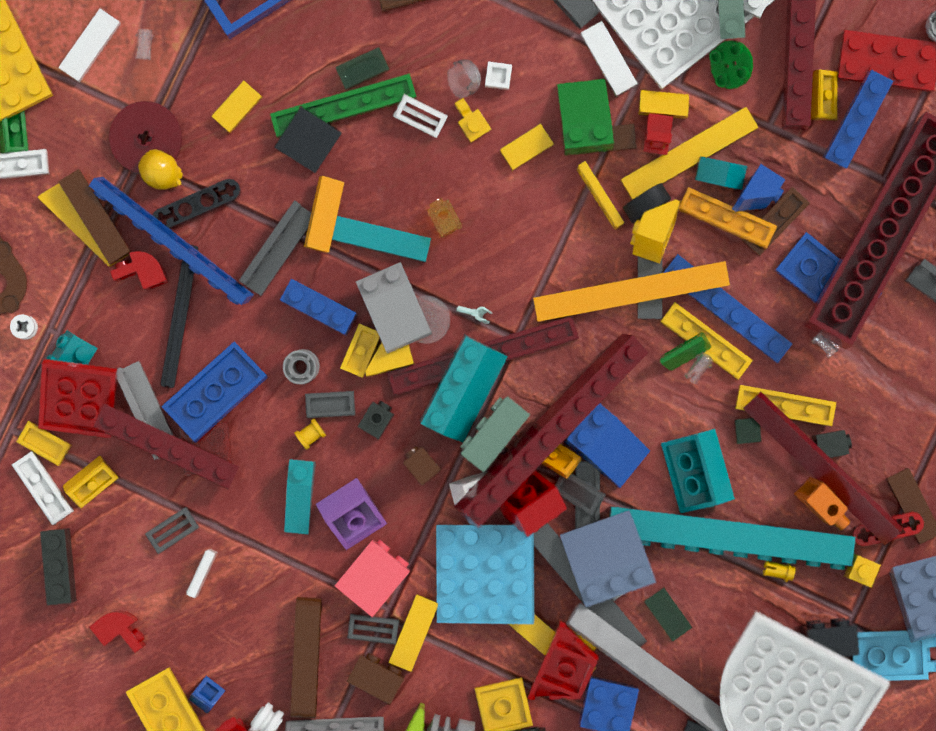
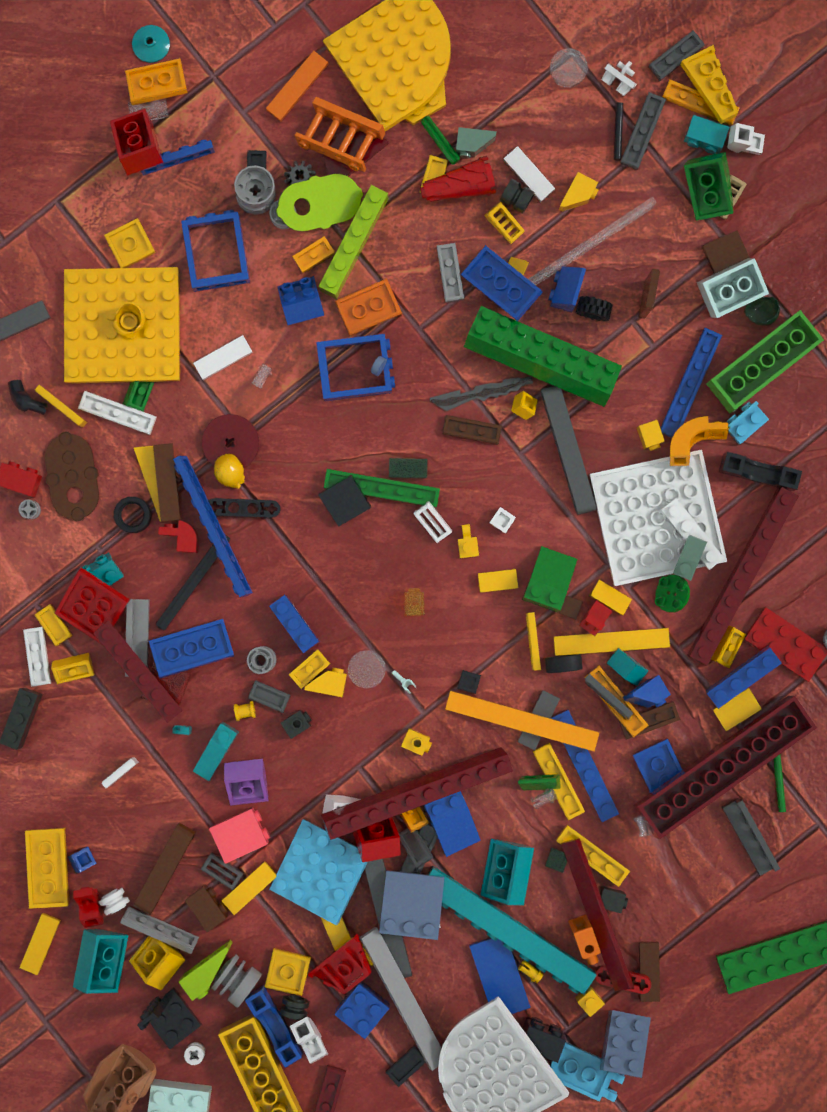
camera: 25 degrees right, 0 degrees up
(27, 330) = (83, 535): white wheel -> none
(55, 267) = (118, 514): none -> black tyre
(117, 624) = (43, 779): red brick -> none
(189, 518) = (130, 729): dark grey tile -> none
(237, 106) = (306, 452): yellow tile -> none
(248, 490) = (179, 729): none -> teal tile
(277, 249) = (285, 567): dark grey fence -> none
(324, 214) = (330, 559): light orange tile -> none
(381, 239) = (362, 596): teal tile -> none
(393, 307) = (347, 651): light grey slope -> none
(421, 464) = (312, 772): reddish brown brick -> none
(463, 389) = (368, 732): teal slope -> none
(464, 78) = (476, 510): clear hair -> none
(494, 433) = (374, 775): sand green brick -> none
(512, 345) = (394, 714): dark red tile -> none
(523, 374) = (416, 742): none -> yellow brick
(549, 277) = (469, 681): none -> black tile
(609, 58) = (587, 546): white tile -> none
(654, 231) = (558, 687): yellow slope -> none
(668, 614) = (436, 963): clear green tile -> none
(716, 215) = (608, 697): none -> dark grey tile
(744, 590) = (499, 974): none -> blue tile
(869, 160) = (737, 709): none -> yellow piece

